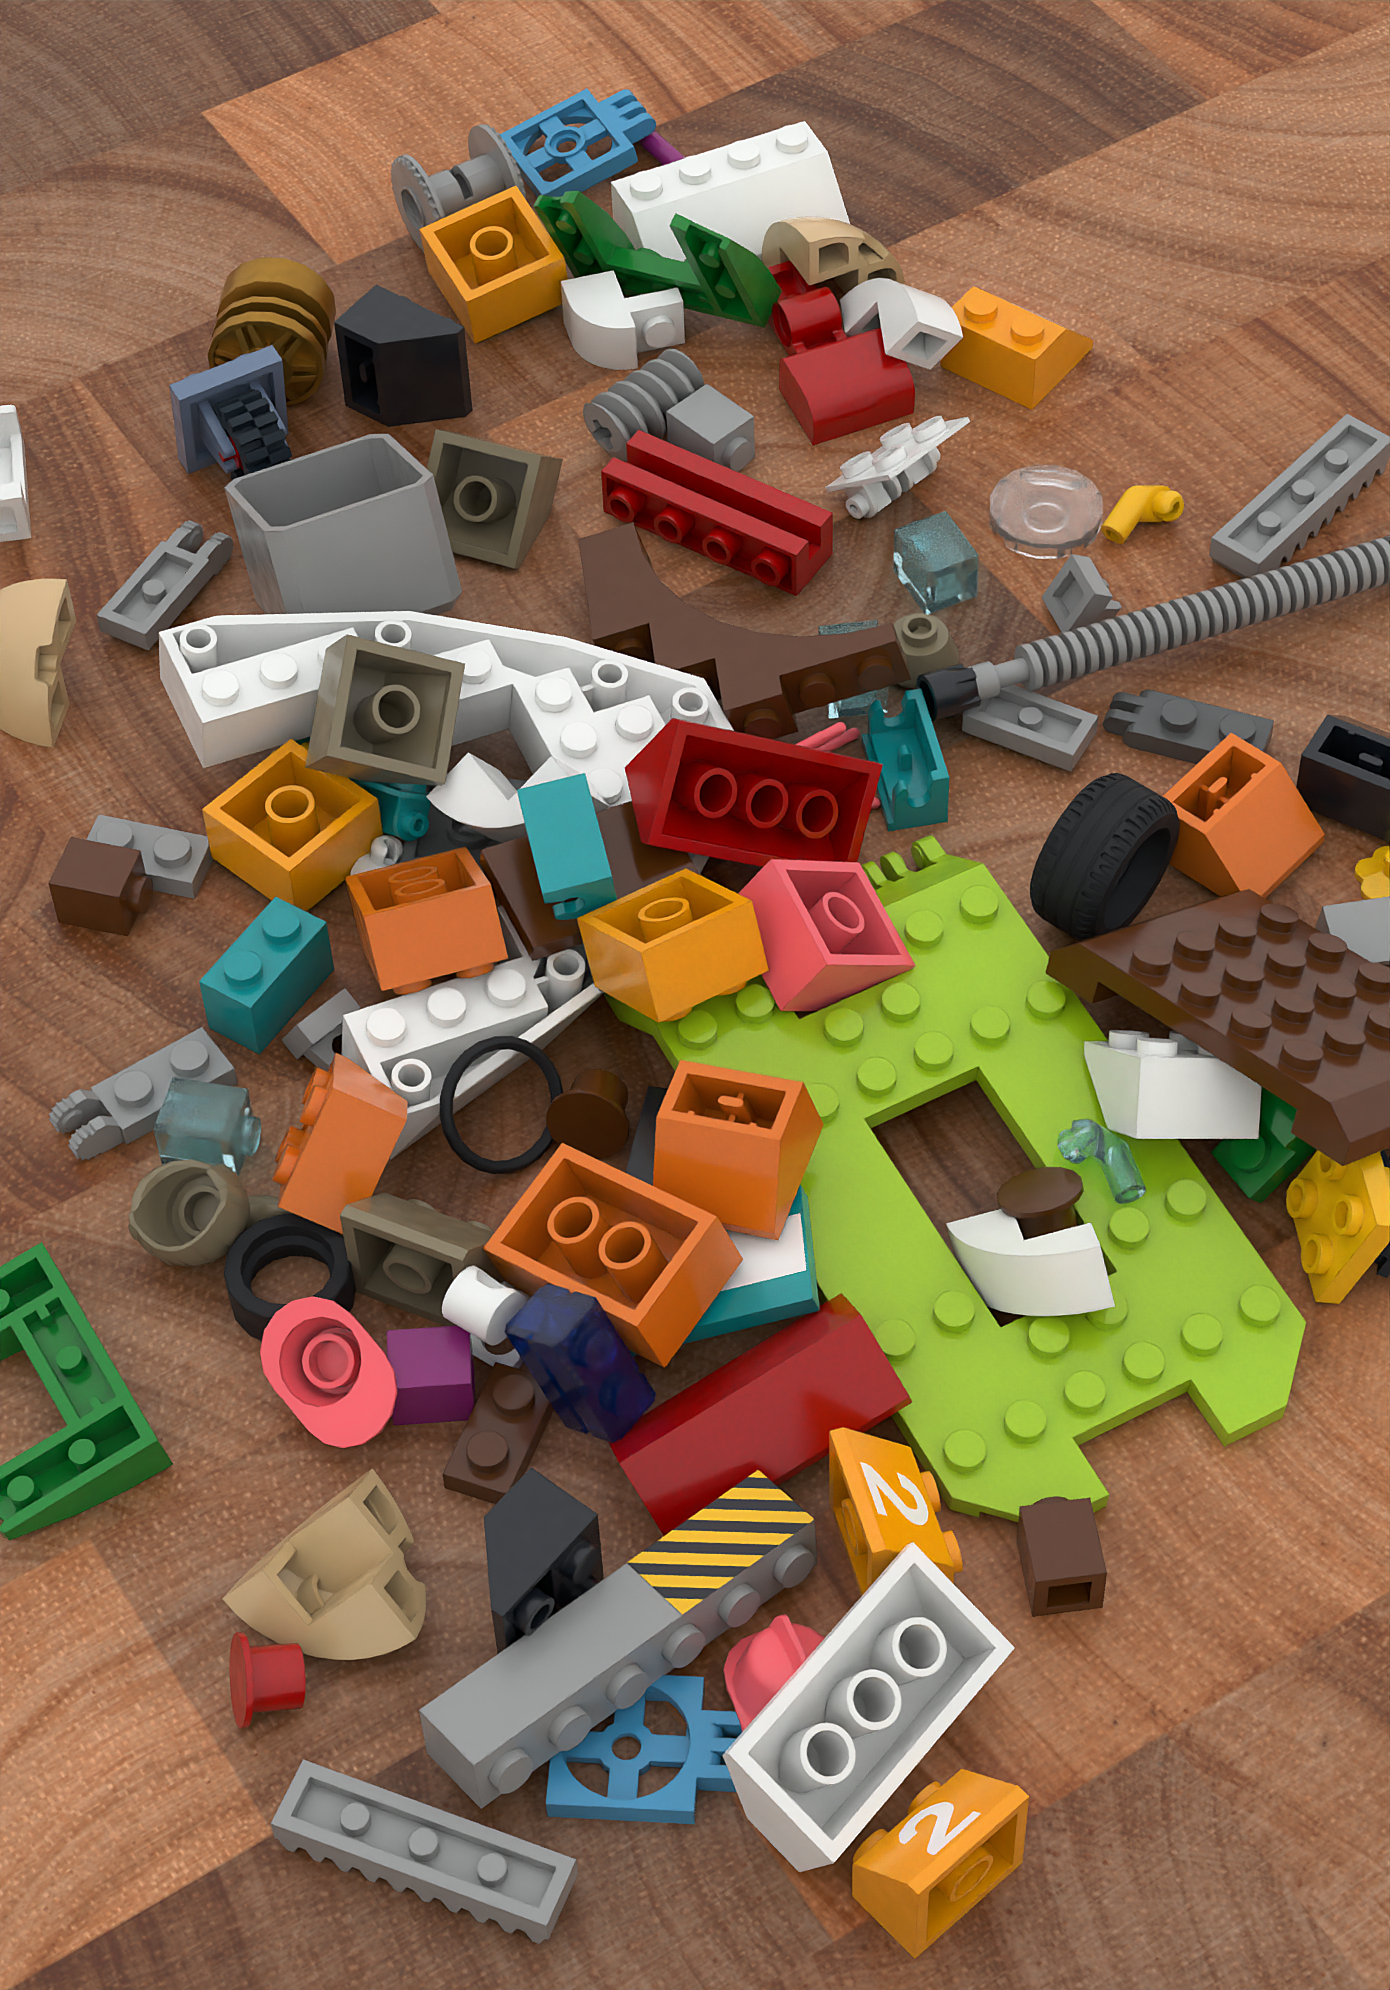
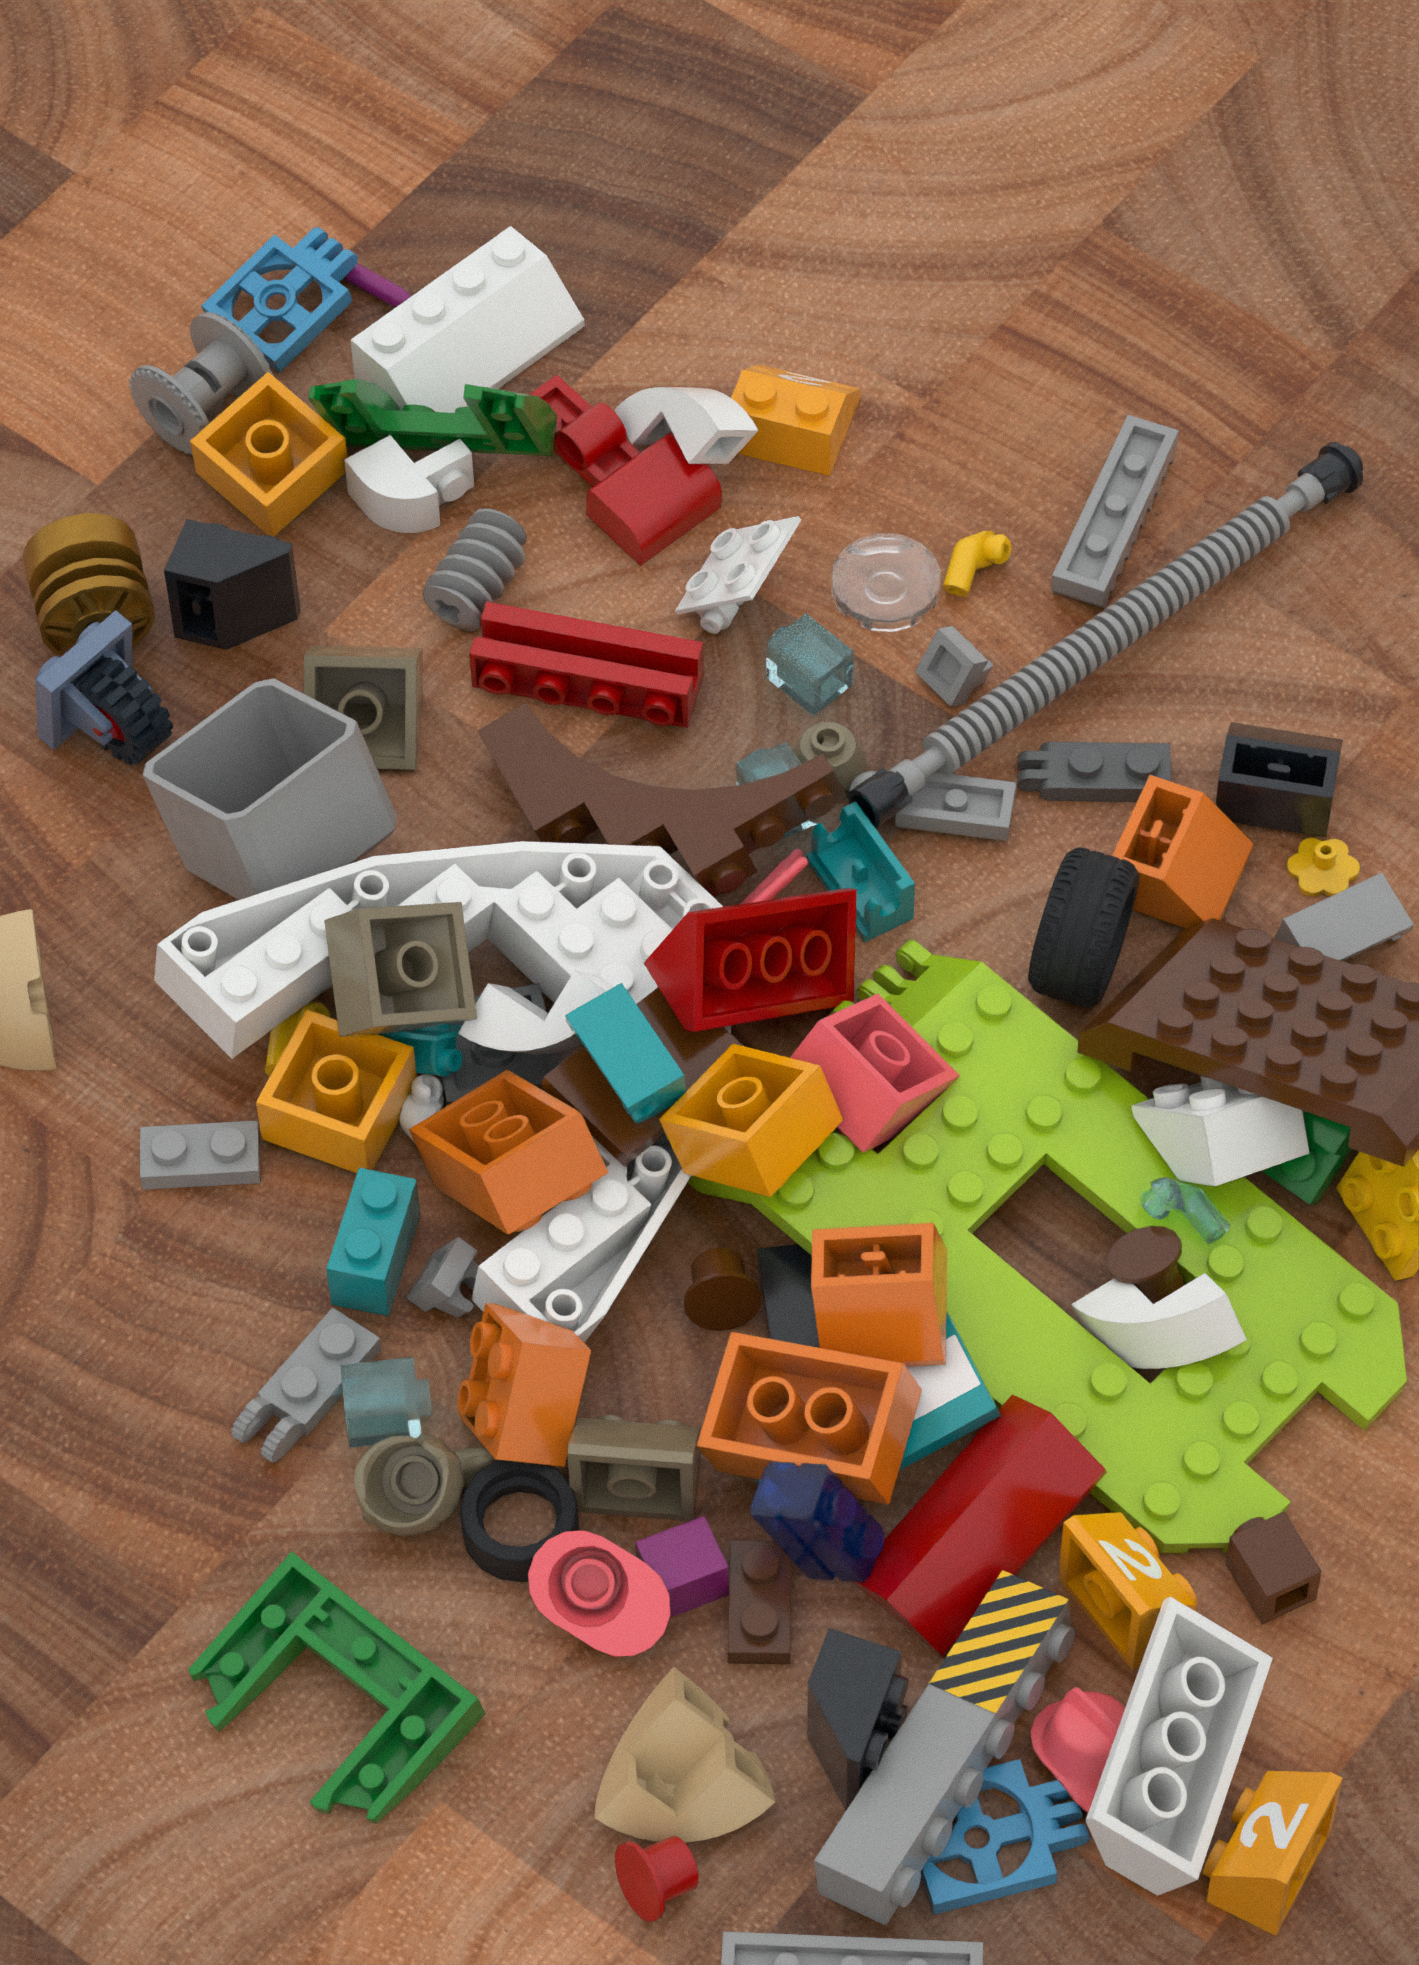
camera: 20 degrees left, 5 degrees up
(100, 886) = (178, 1198): reddish brown brick -> none
(164, 585) = (92, 879): light grey hinge -> none
(448, 1091) = (604, 1282): black tyre -> none
(484, 1309) = (721, 1499): white leg -> none
(712, 428) = (549, 580): light grey brick -> none
(829, 249) = (588, 365): tan brick -> none

